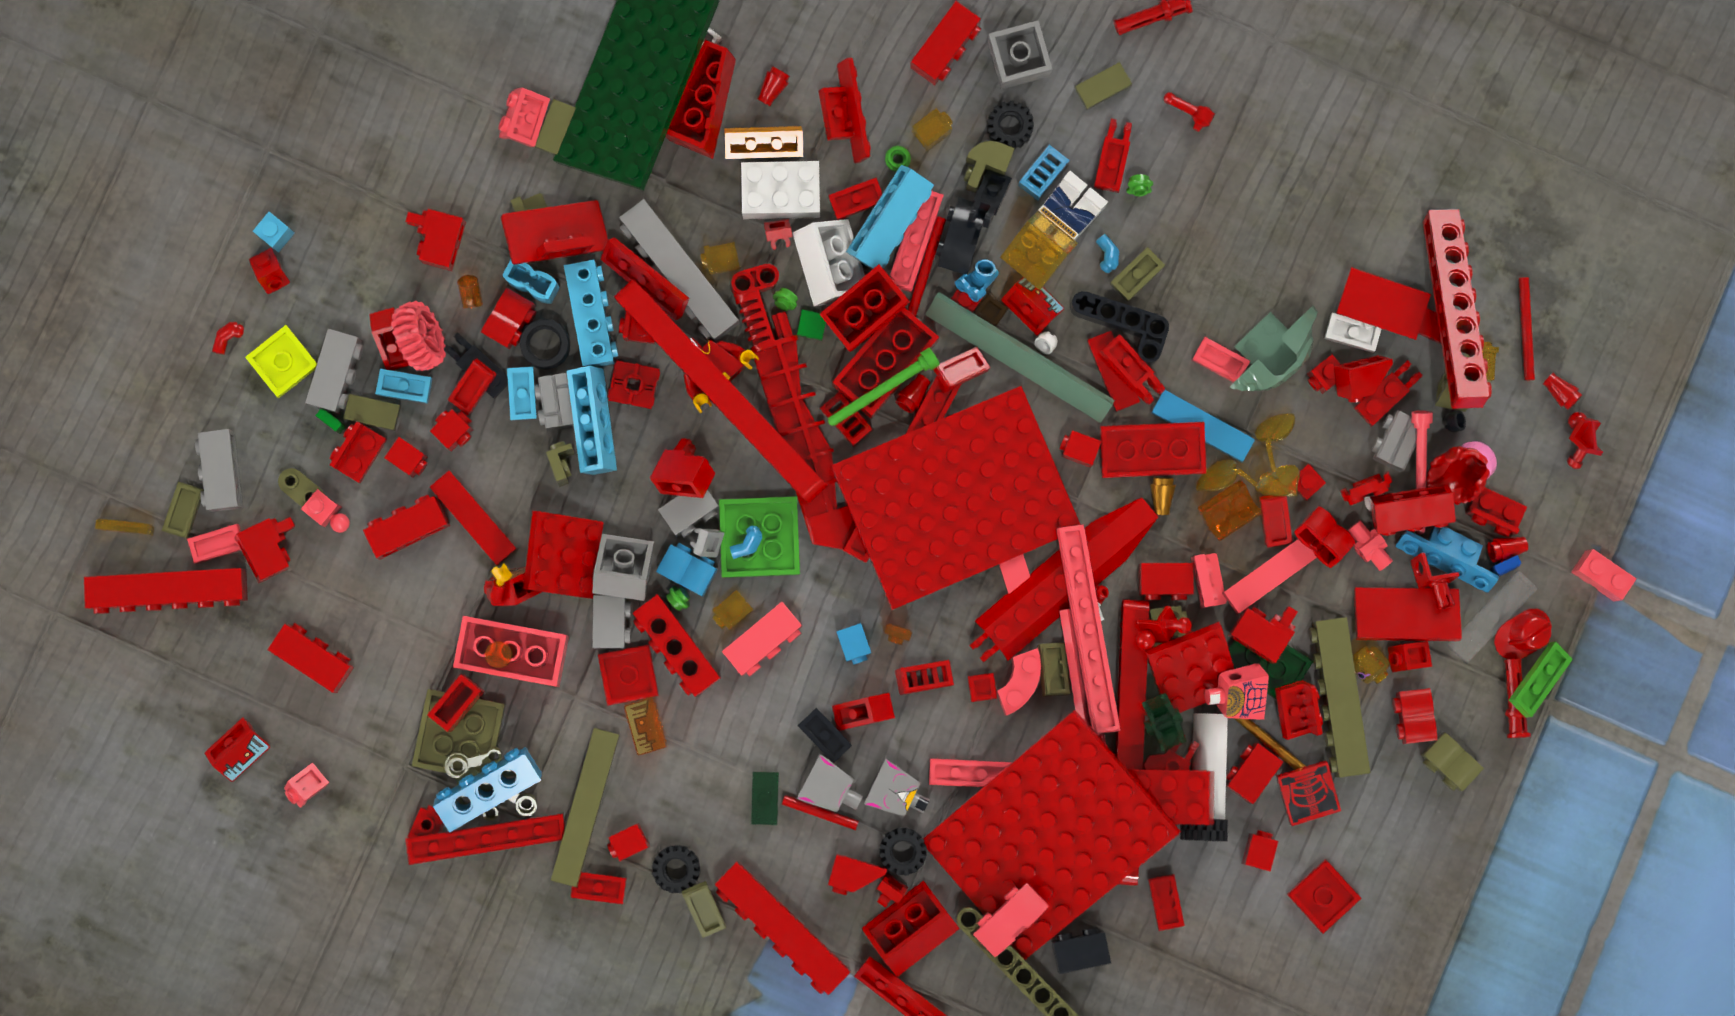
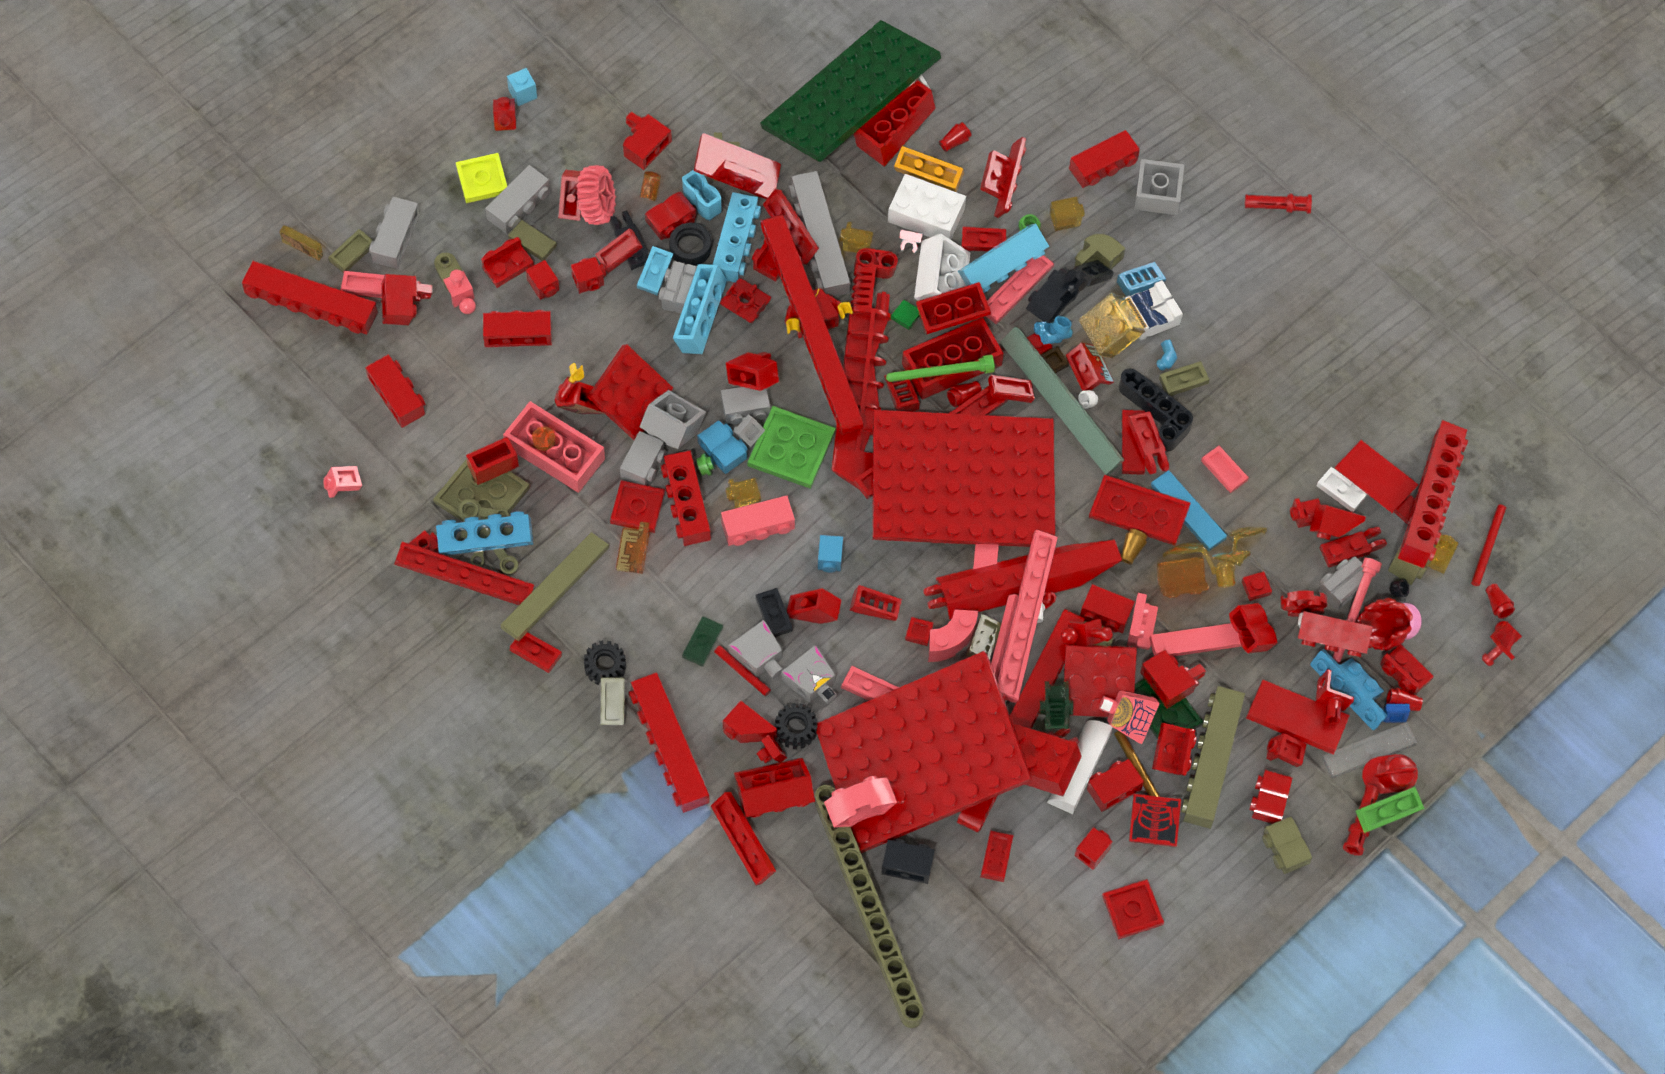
camera: 25 degrees right, 20 degrees down
(224, 334) = (445, 144): red arm -> none
(236, 750) = (303, 435): red panel -> none
(331, 421) = (497, 231): green tile -> none
(404, 386) = (566, 231): medium azure plate -> none
(473, 518) = (571, 340): red tile -> none
(523, 116) = (753, 84): coral bracket -> none
(554, 127) = (771, 101): olive tile -> none
(560, 467) = (663, 322): olive bracket -> none
(627, 842) = (576, 626): red brick -> none
(750, 543) = (781, 445): dark azure arm -> none
(785, 299) = (894, 286): bright green plate -> none
(897, 634) = (869, 556): clear orange plate -> none
(926, 265) = (1018, 307): red bar -> none
(1021, 114) = (1134, 225): black tyre -> none
(1080, 448) = (1080, 485): red brick -> none
(1103, 86) = (1216, 237): olive tile -> none
(1113, 159) = (1201, 290): red hinge -> none
(1139, 185) = (1214, 316): bright green plate -> none
(1201, 115) = (1285, 287): red piece -> none
(1214, 832) = (1053, 808): black tyre -> none
(1275, 351) = (1272, 475): sand green animal -> none
(1275, 520) = (1218, 600): red tile -> none
(1370, 545) = (1288, 652): coral axle -> none
(1370, 664) = (1250, 742): clear yellow head -> none
(1603, 575) = (1477, 752): coral brick -> none

